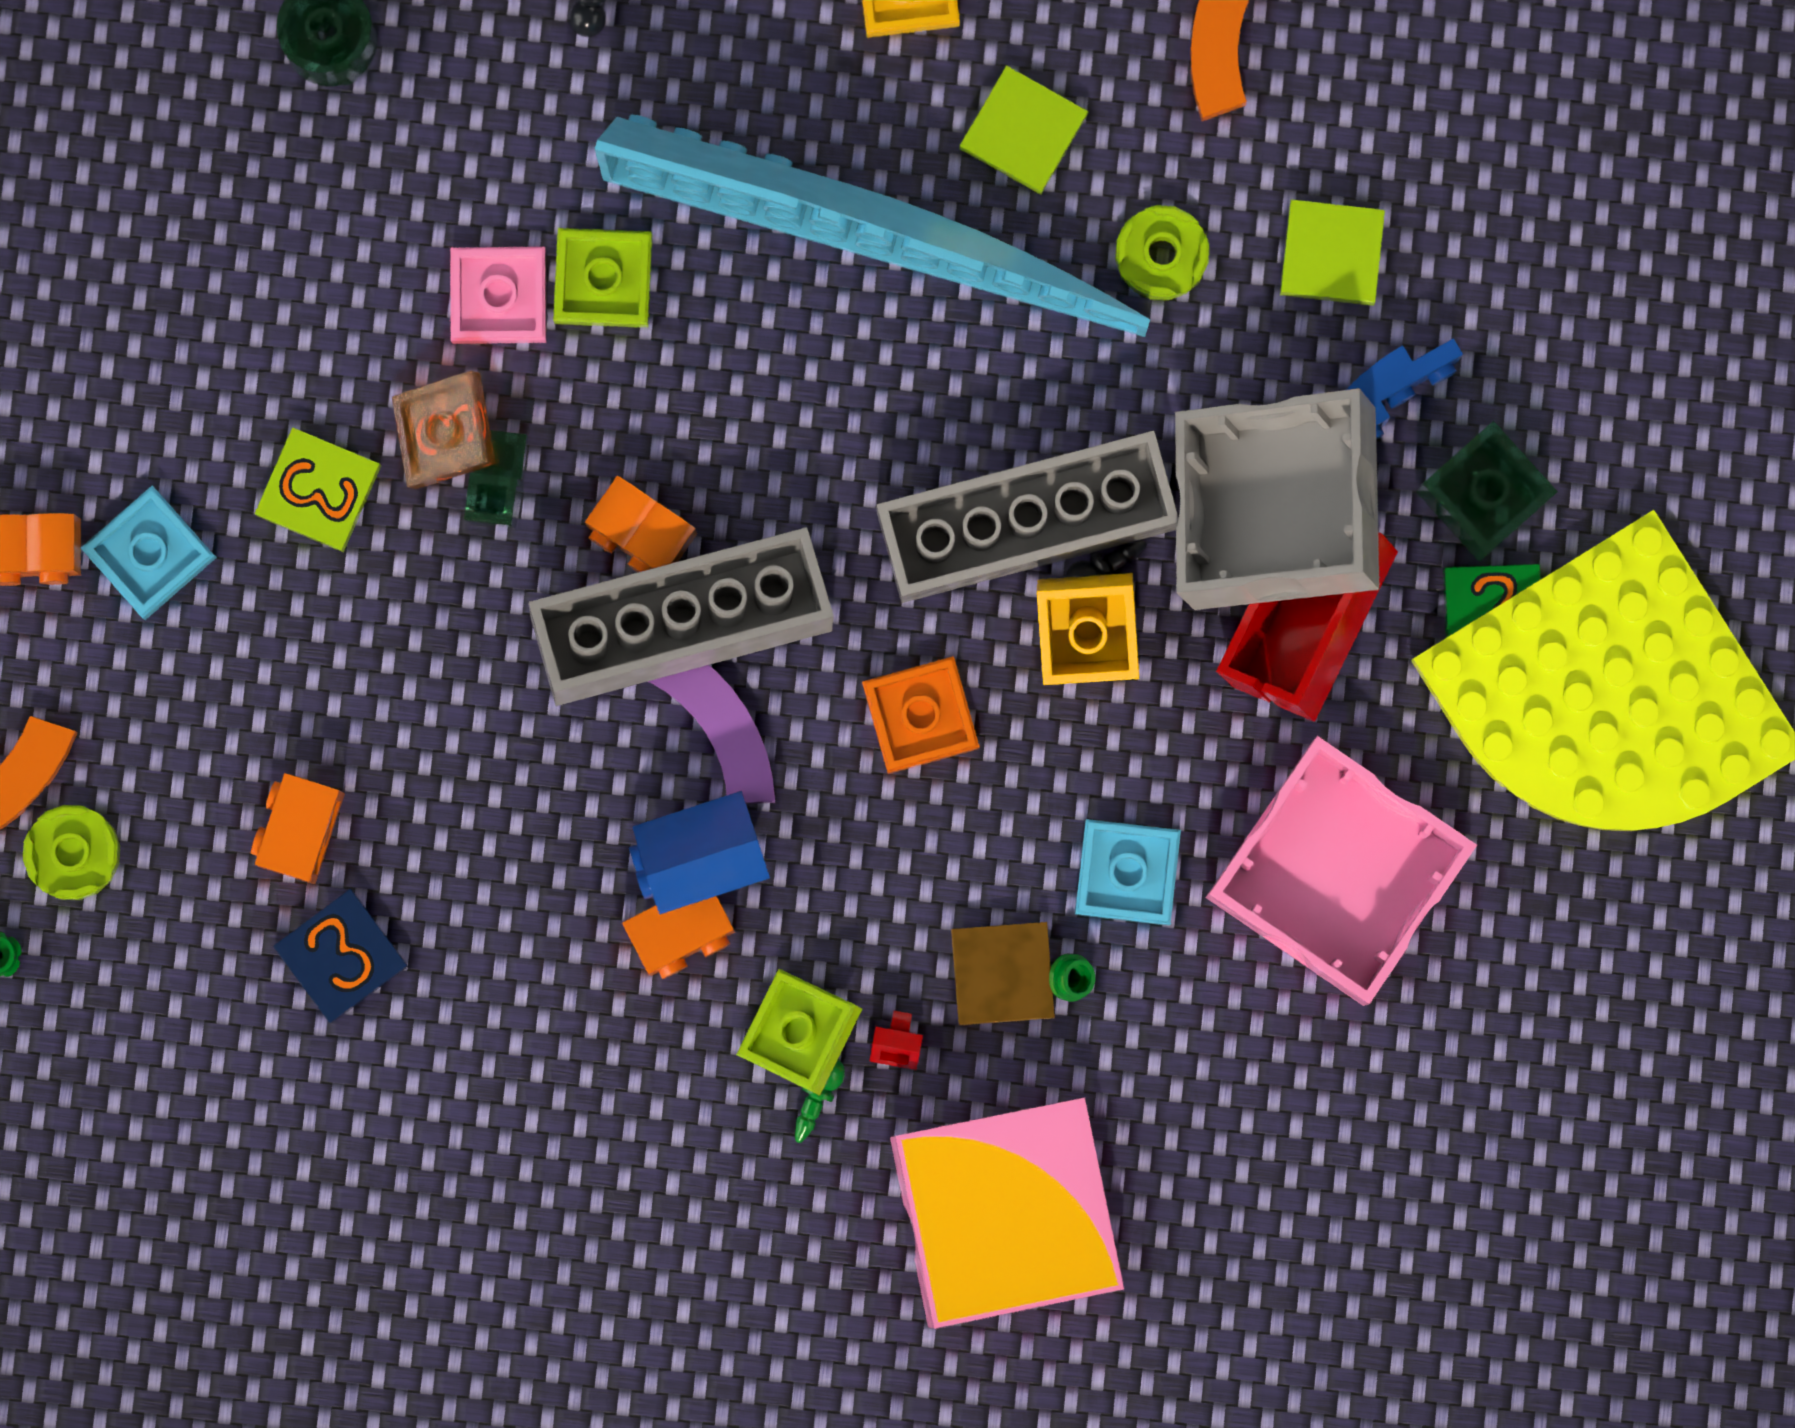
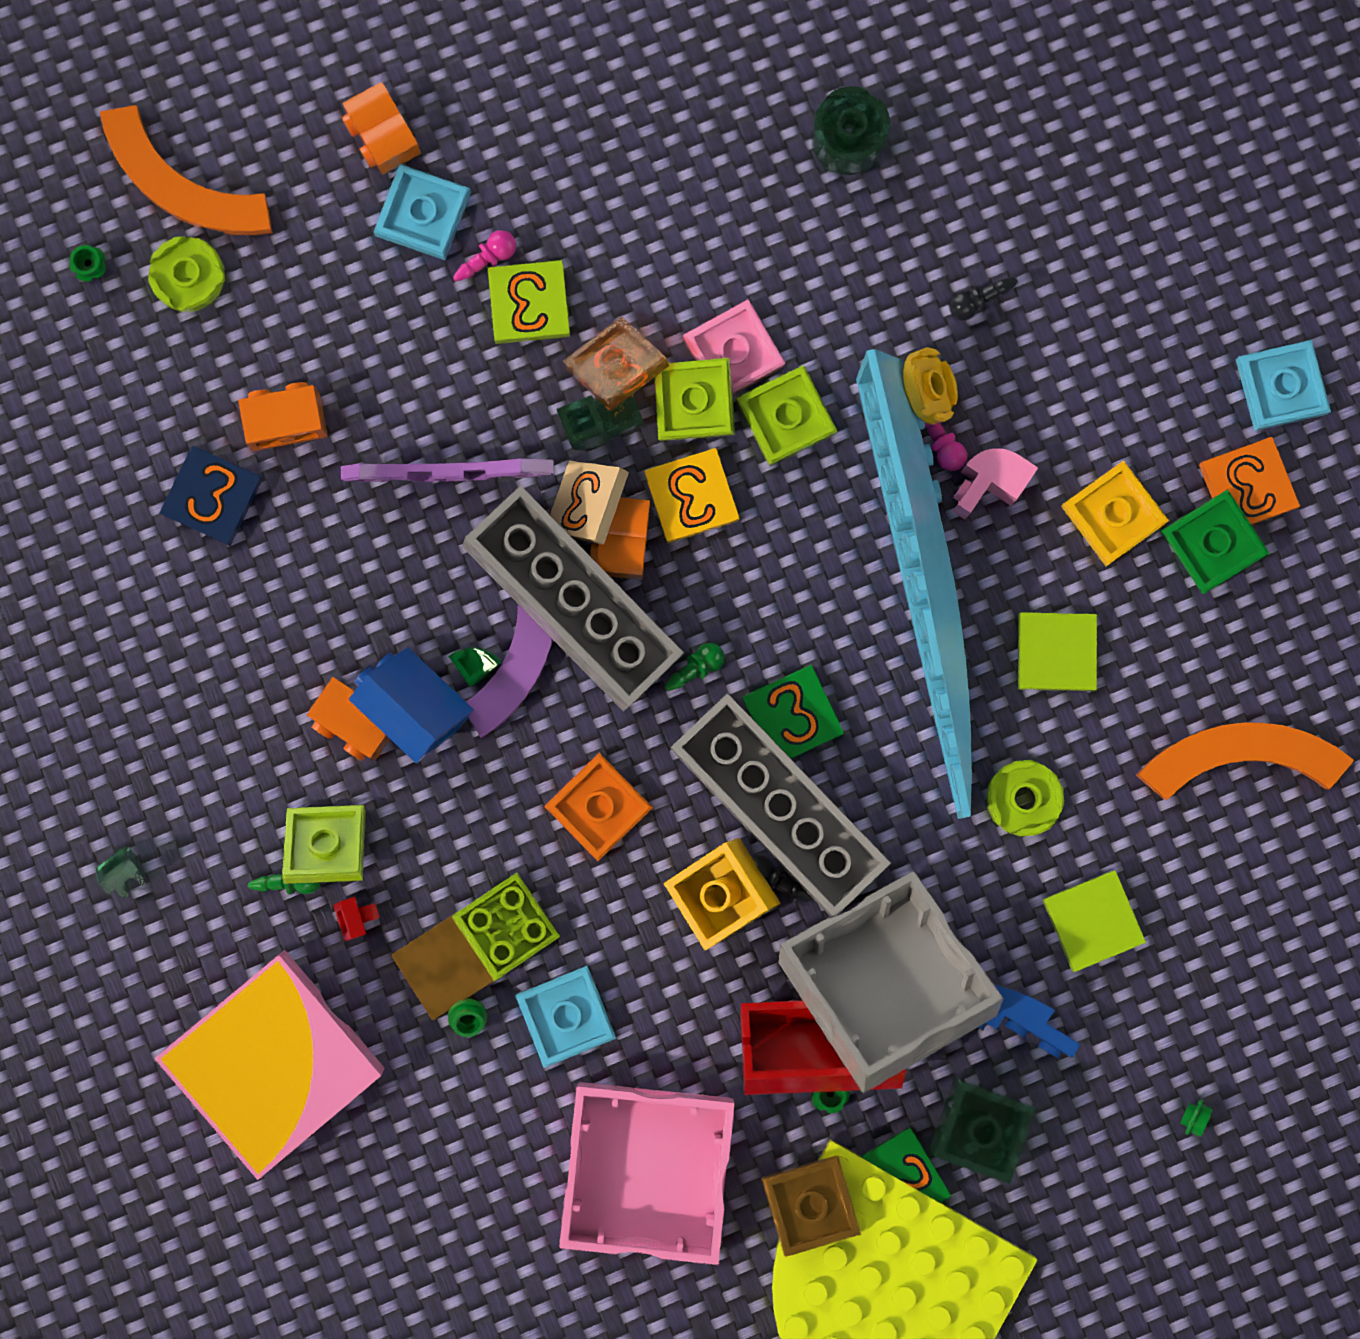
camera: 60 degrees right, 0 degrees up
(237, 488) = (499, 246): none -> dark pink bar
(463, 676) = (448, 471): none -> medium lavender tile
(532, 366) = (695, 400): none -> lime tile
(580, 540) = (588, 500): none -> tan tile
(634, 429) = (691, 495): none -> yellow tile
(660, 104) = (929, 386): none -> yellow tile
(689, 764) = (474, 663): none -> green tile
(704, 1273) = (117, 870): none -> clear green tile
(745, 123) = (950, 453): none -> dark pink bar
(792, 85) = (998, 472): none -> bright pink brick
(824, 511) = (707, 659): none -> green bar
(933, 446) = (794, 712): none -> green tile
(996, 884) = (505, 926): none -> lime tile
(1376, 636) = (830, 1104): none -> green plate
(1469, 715) = (811, 1206): none -> pearl gold tile
(1597, 261) = (1196, 1118): none -> green plate

